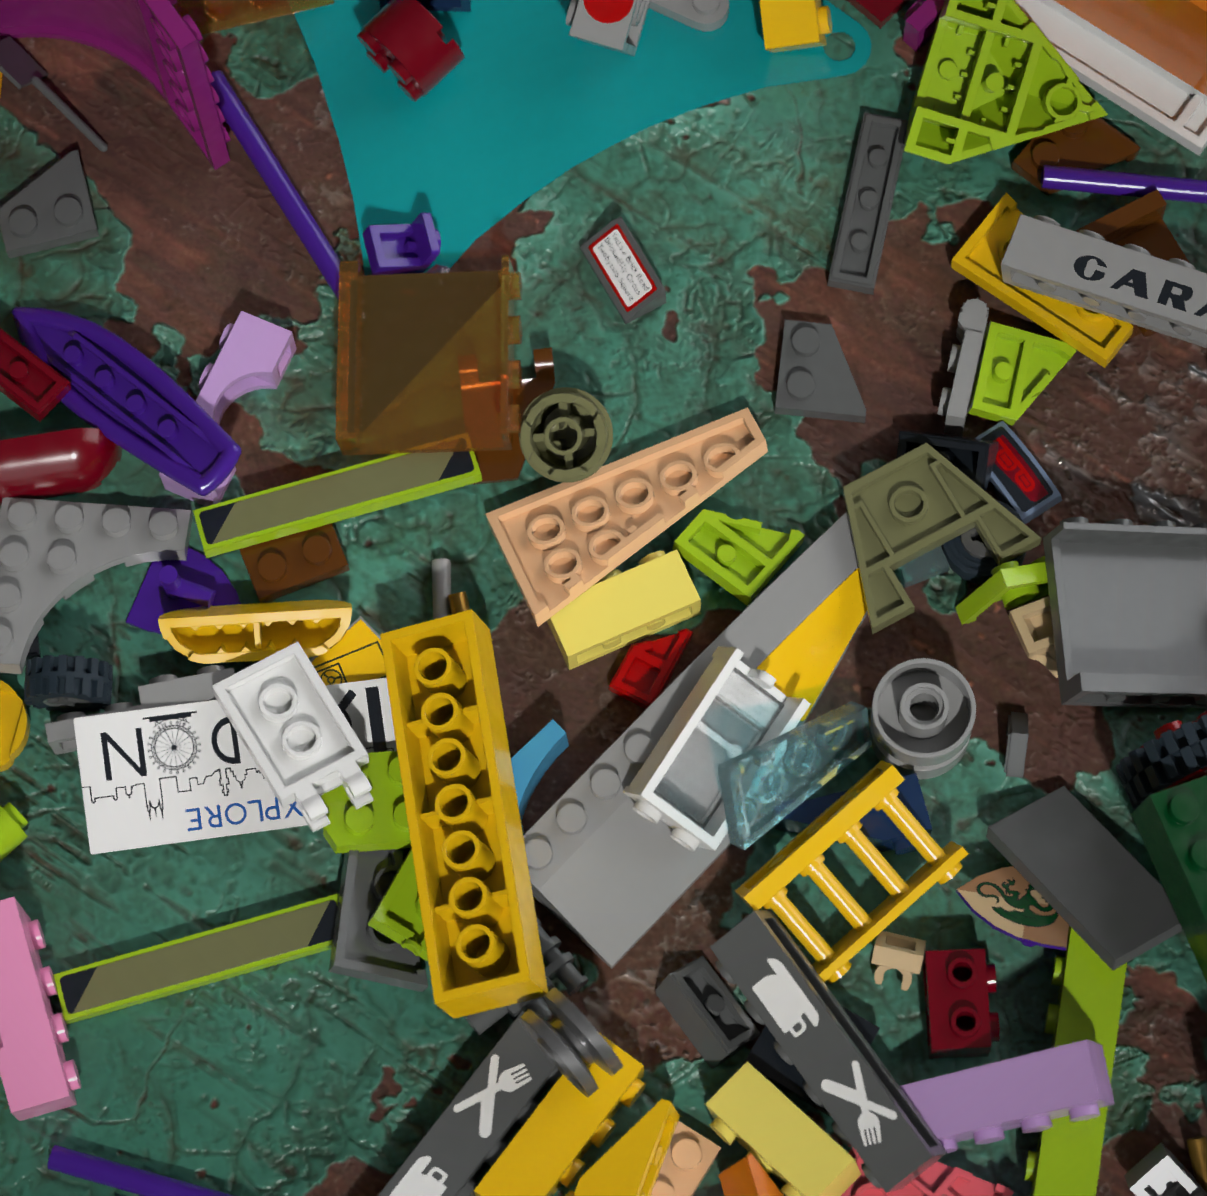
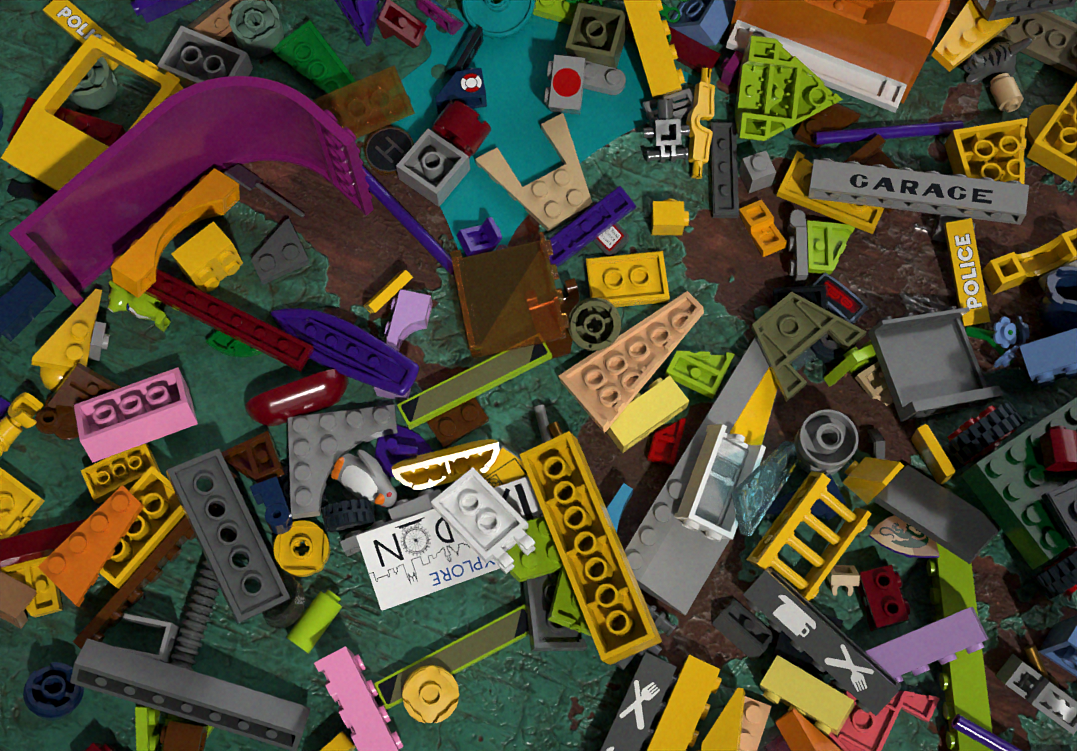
camera: 15 degrees left, 0 degrees up
(109, 626) = (364, 479): none -> animal
(144, 1010) = (430, 694): none -> yellow tile
(221, 311) = (388, 291): none -> yellow tile
(280, 62) = (386, 149): none -> black tile
(347, 106) = (433, 167): none -> light grey brick
(555, 195) = (556, 195): none -> tan wing
(571, 1042) = (682, 666): flat silver wheel -> none
(599, 261) = (590, 225): none -> dark purple plate
(650, 367) = (628, 279): none -> yellow tile
(745, 271) = (668, 217): none -> yellow brick
(775, 118) = (665, 132): none -> dark grey piece
(800, 88) = (648, 105): none -> light grey tile
(815, 375) = (718, 266): dark grey wing -> none
(836, 133) = (701, 136): none -> yellow piece
(910, 320) = (761, 228): none -> light orange slope
(923, 218) = (757, 171): none -> light grey brick
(985, 792) = (870, 476): none -> yellow slope
(1106, 774) = (933, 454): none -> yellow tile

